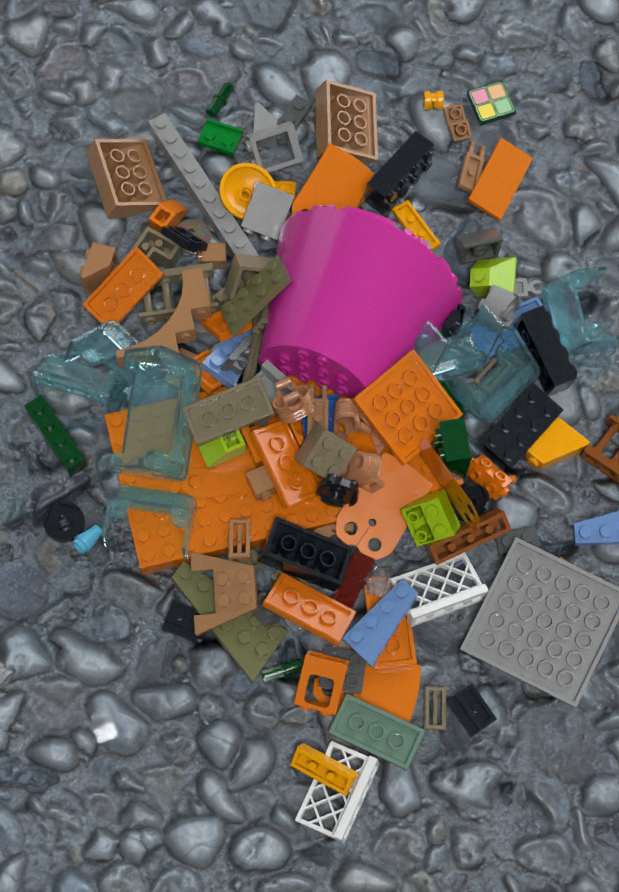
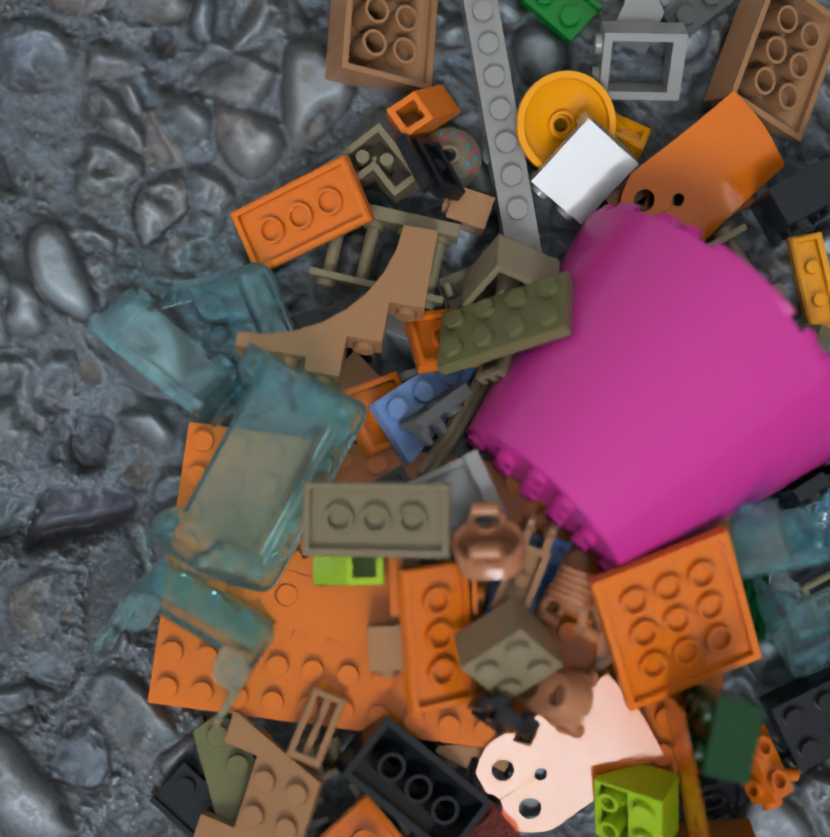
camera: 25 degrees right, 15 degrees up
(55, 436) = (104, 420): dark green brick -> none
(57, 512) = (87, 565): black plate -> none
(87, 539) = (91, 610): medium azure cone -> none
(99, 265) = (274, 162): medium nougat slope -> none

